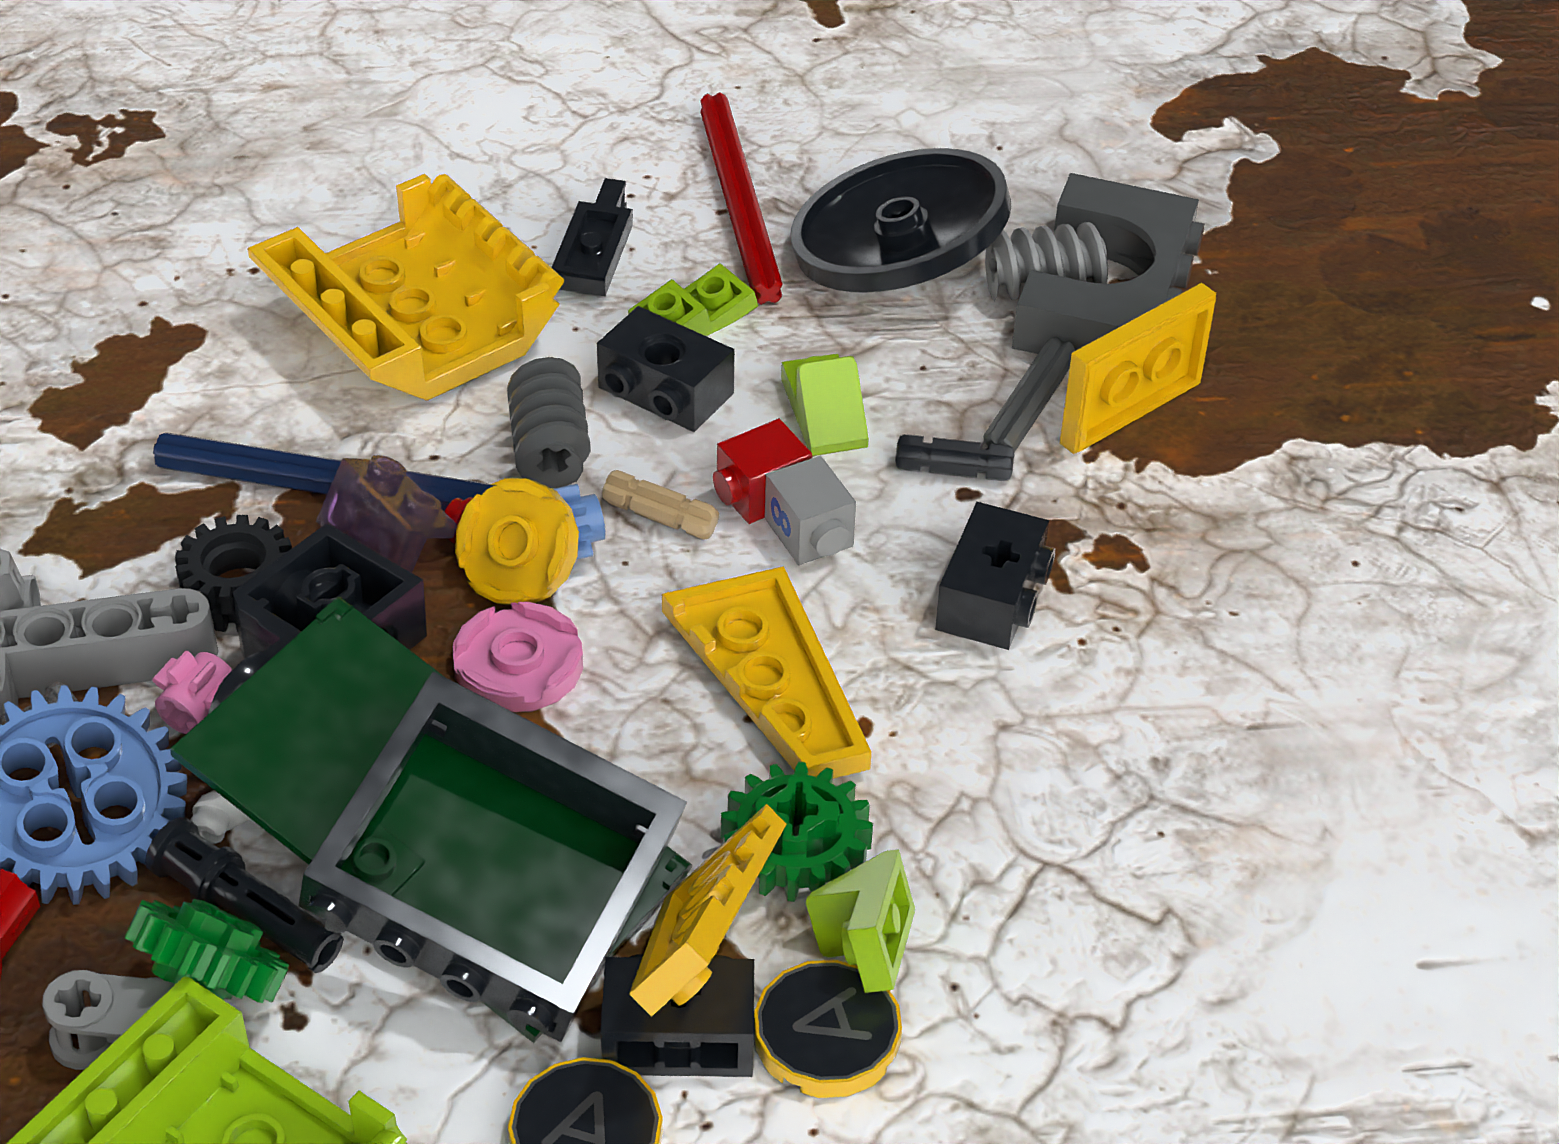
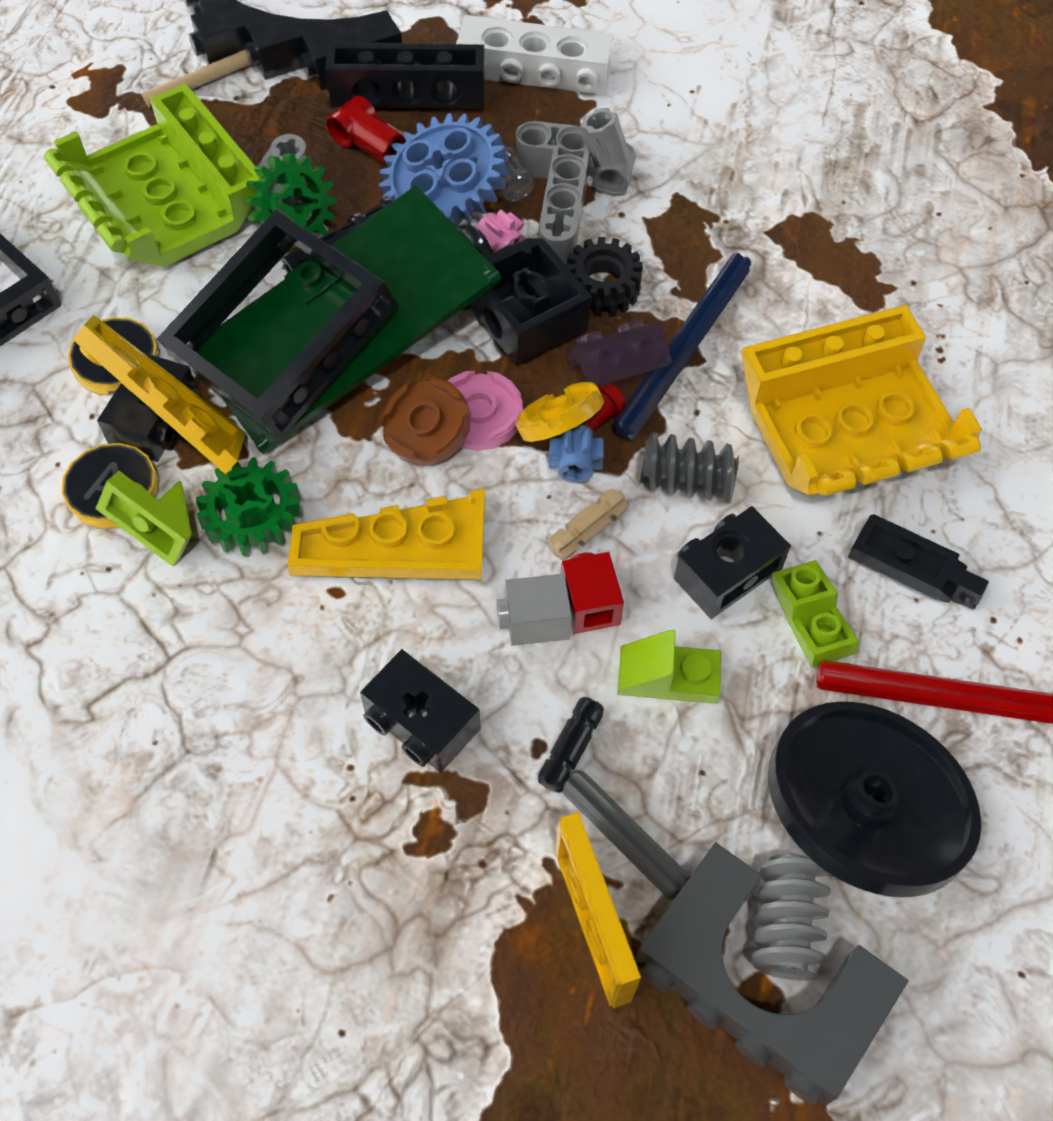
camera: 110 degrees right, 15 degrees up
(574, 685) = (426, 421): none -> dark orange tile

